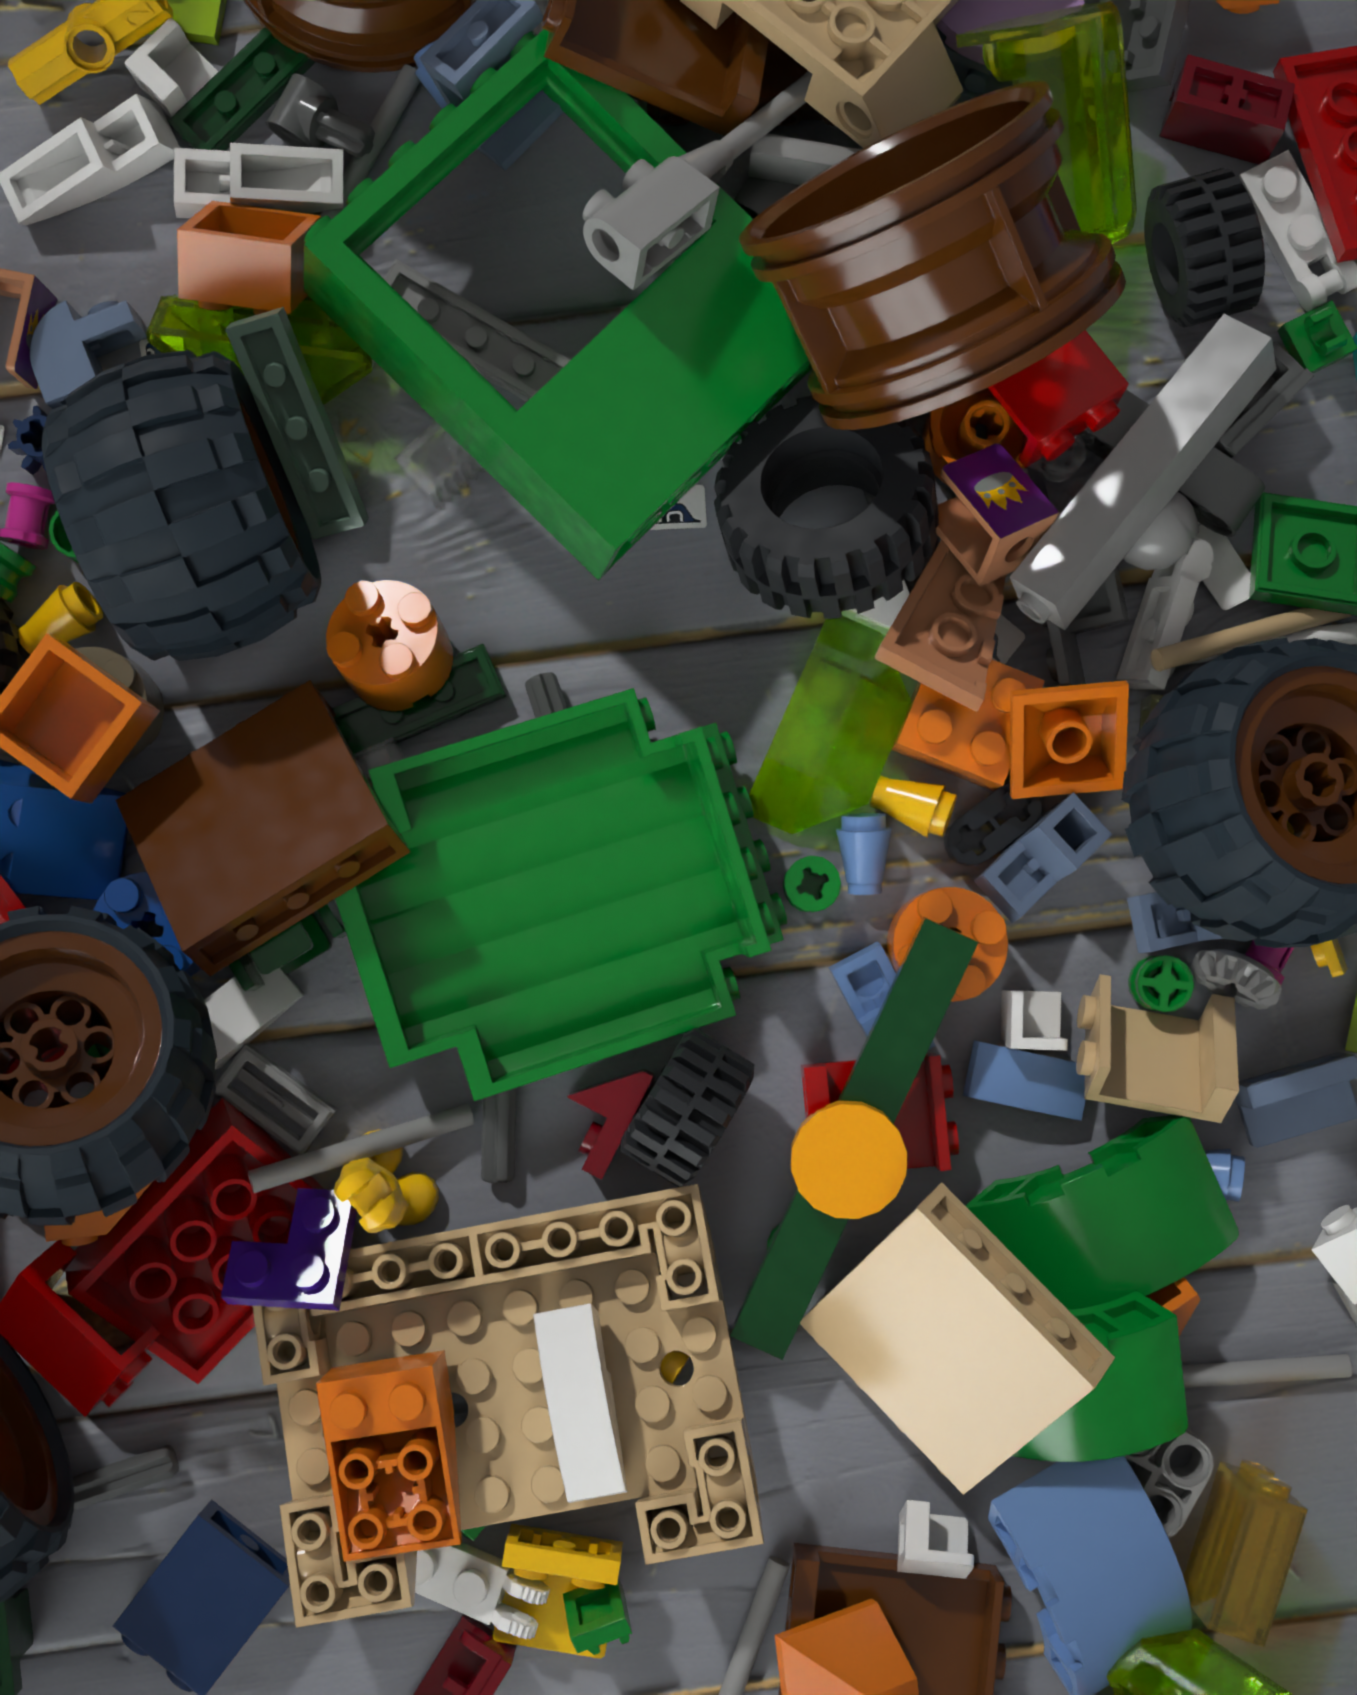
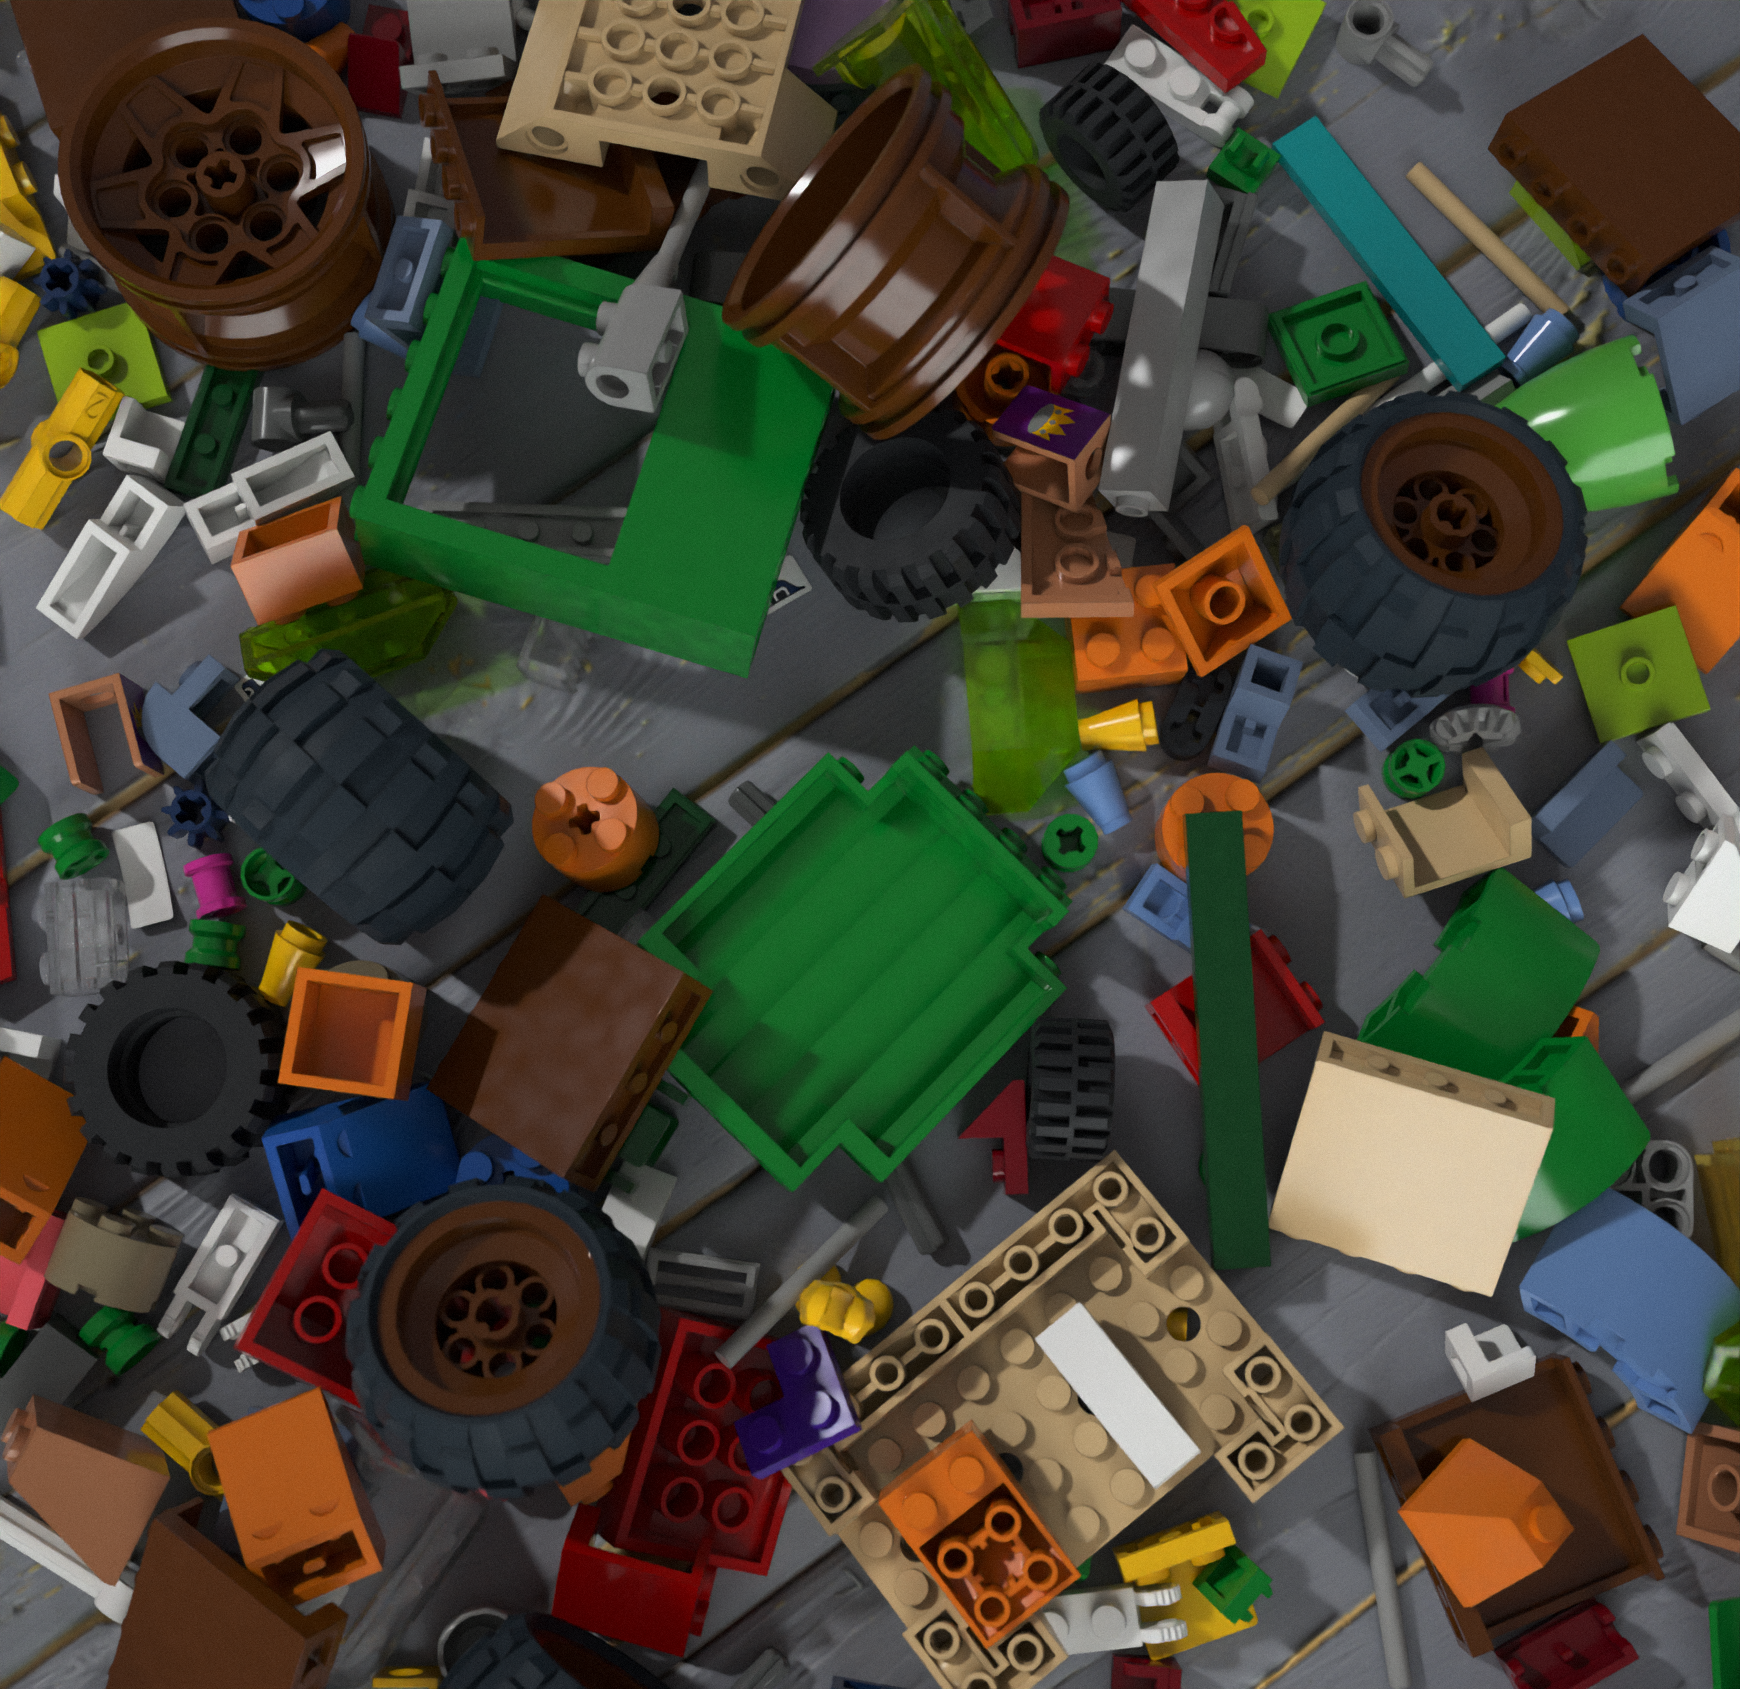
camera: 30 degrees left, 5 degrees down
(297, 422) = (416, 679): sand green plate -> none
(793, 159) = (725, 240): light grey tile -> none
(848, 1160) = (1233, 1057): light orange tile -> none
(1025, 1081) = (1345, 913): medium blue slope -> none
(1031, 1020) = (1321, 859): white panel -> none

